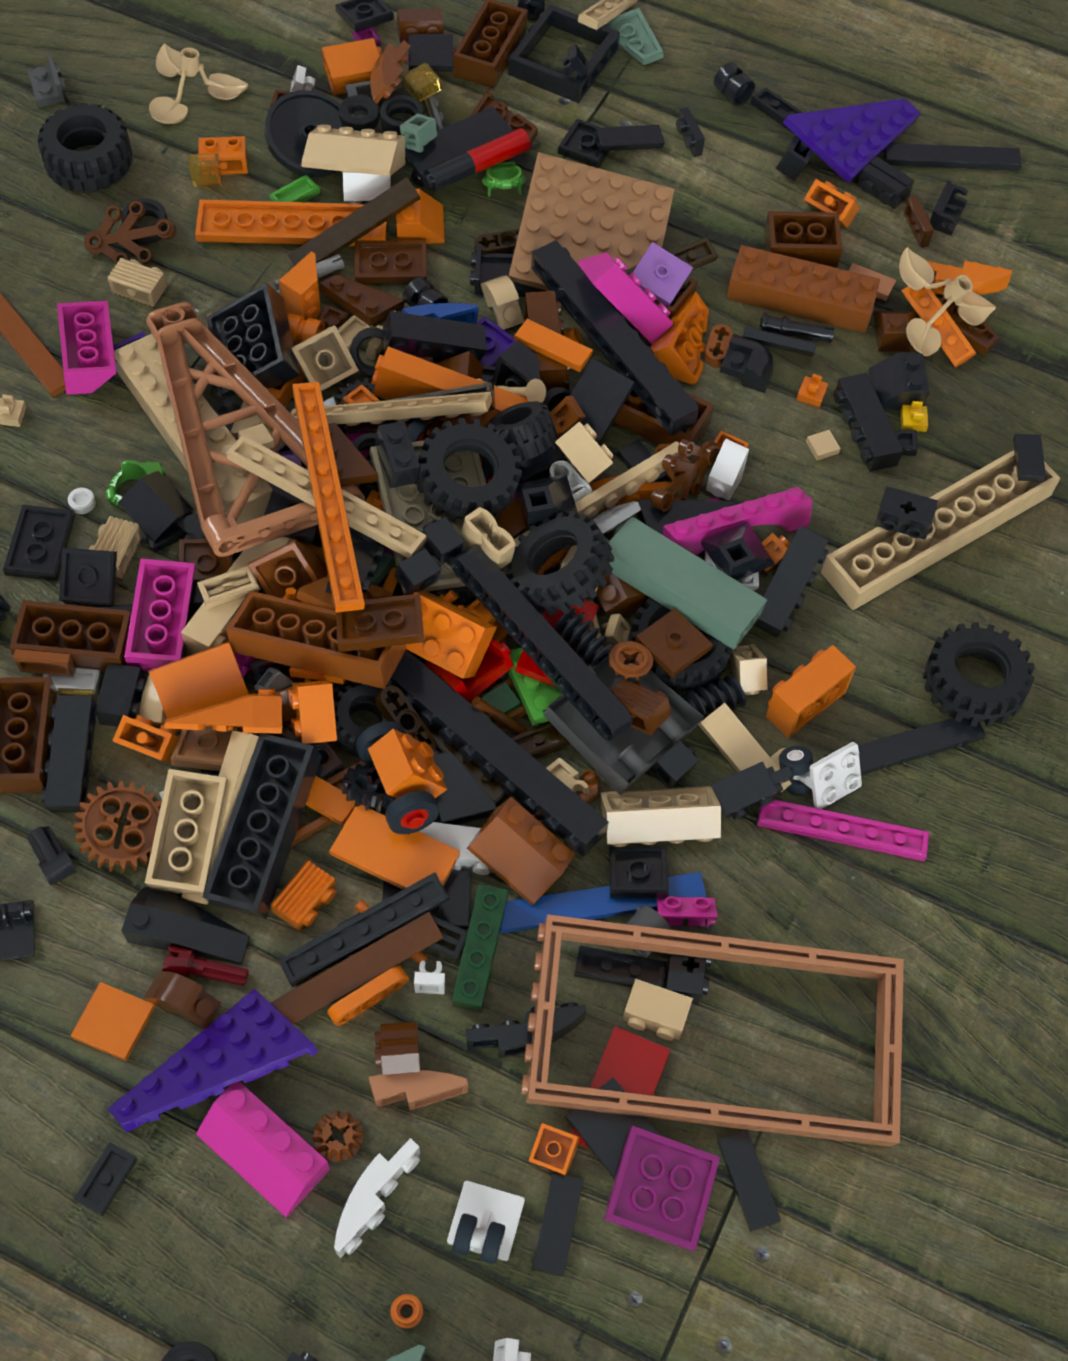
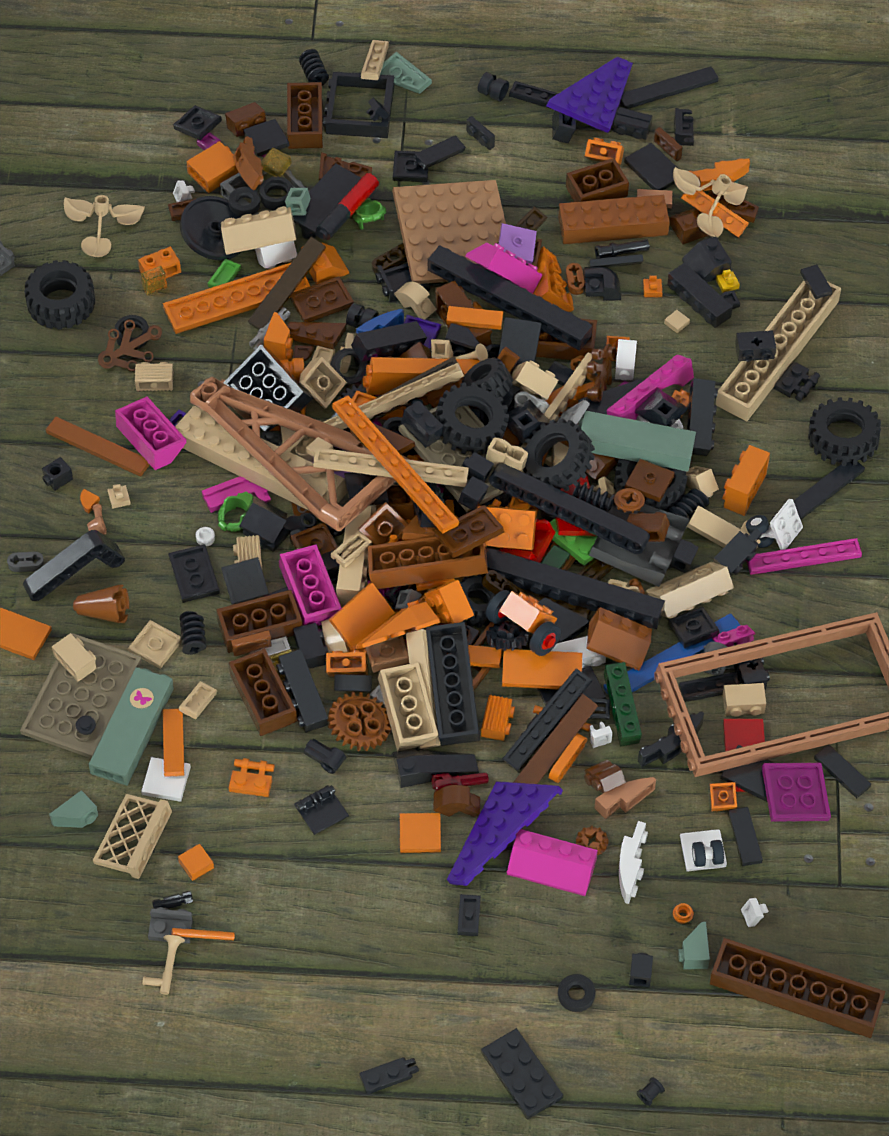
camera: 20 degrees left, 5 degrees down
(138, 769) = (359, 683): none -> black tyre
(146, 451) = (215, 495): none -> dark pink piece
(491, 370) = (441, 349): none -> tan slope
(498, 716) = (554, 563): reddish brown piece -> none
(883, 242) = (652, 167): none -> black tile
(941, 575) = (793, 377): none -> black plate

